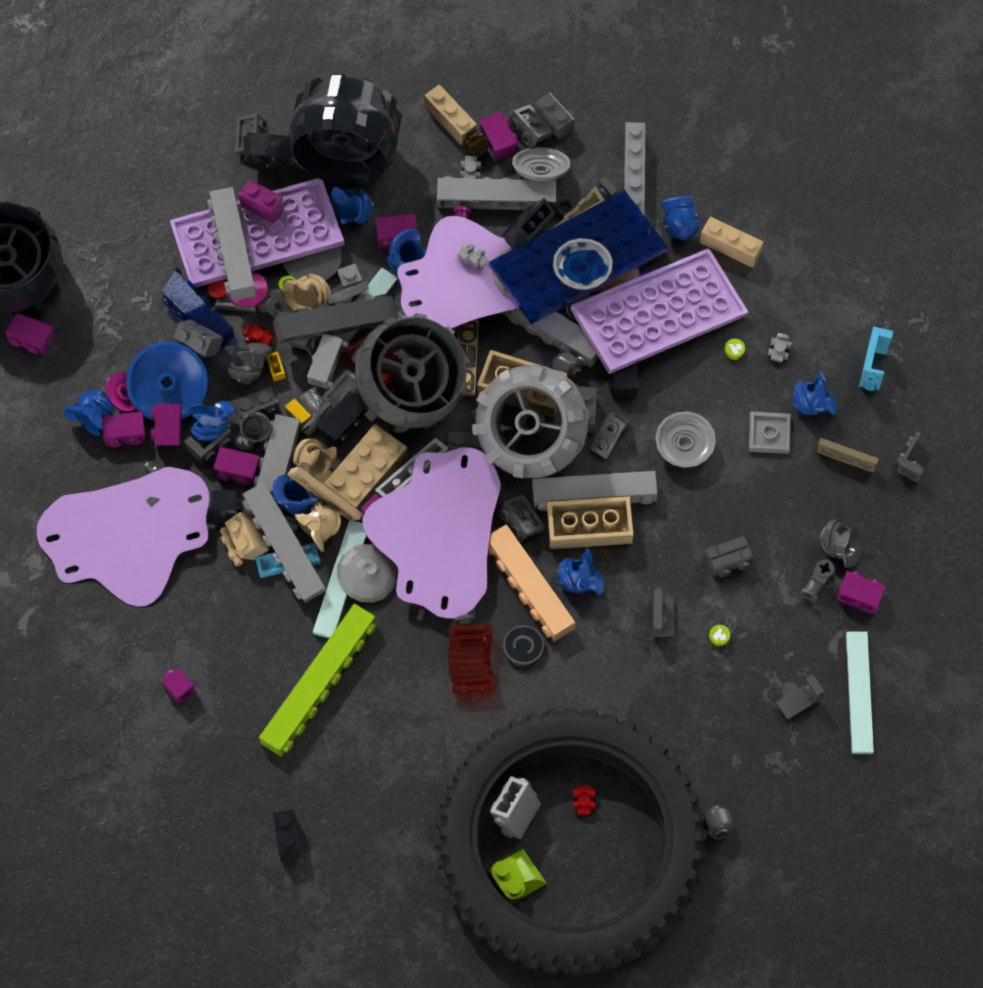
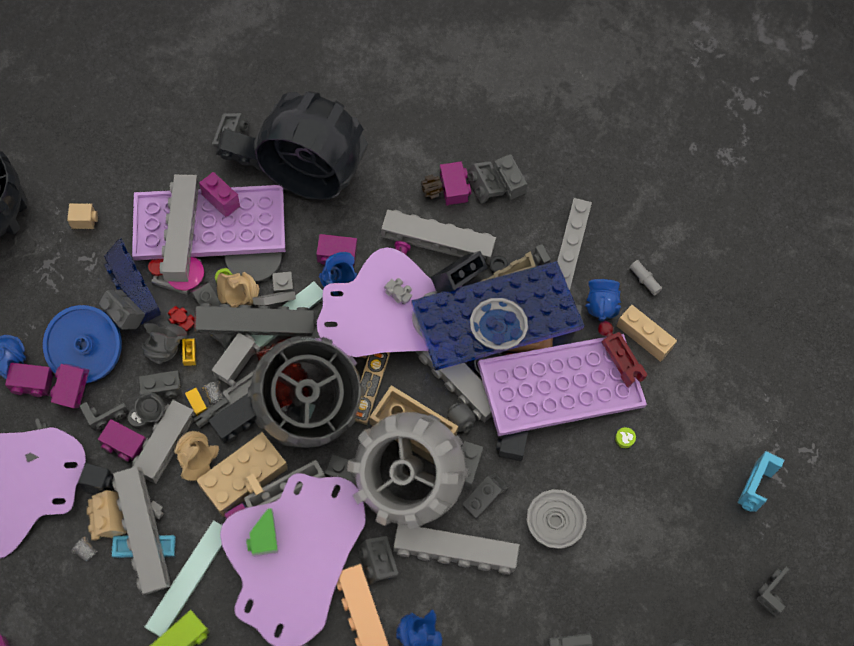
camera: 10 degrees right, 0 degrees up
(114, 385) = (29, 341): dark pink dish -> none
(123, 256) = (82, 216): none -> tan brick
(211, 420) = (110, 391): blue helmet -> none
(231, 575) = (84, 549): none -> clear piece
(292, 496) = (165, 480): blue helmet -> none
(320, 523) = (182, 519): tan helmet -> none
(324, 493) = (185, 483): tan tile -> none
(351, 205) = (302, 217): blue helmet -> none
(366, 573) = (212, 580): light grey hat -> none
(383, 473) = (253, 485): none -> tan plate
(407, 517) = (263, 536): none -> bright green slope
(449, 114) = (415, 153): tan brick -> none
(470, 166) = (422, 204): light grey piece -> none
(541, 164) = (486, 218): light grey hat -> none
(589, 522) = (442, 581): tan brick -> none
(711, 268) = (621, 355): none -> dark red plate
(718, 187) = (645, 277): none -> light grey pin
(769, 432) = (640, 529): light grey tile -> none
(780, 345) = (671, 443): light grey piece -> none
(813, 397) = (691, 505): blue helmet -> none
(847, 455) = (711, 572): dark tan tile -> none

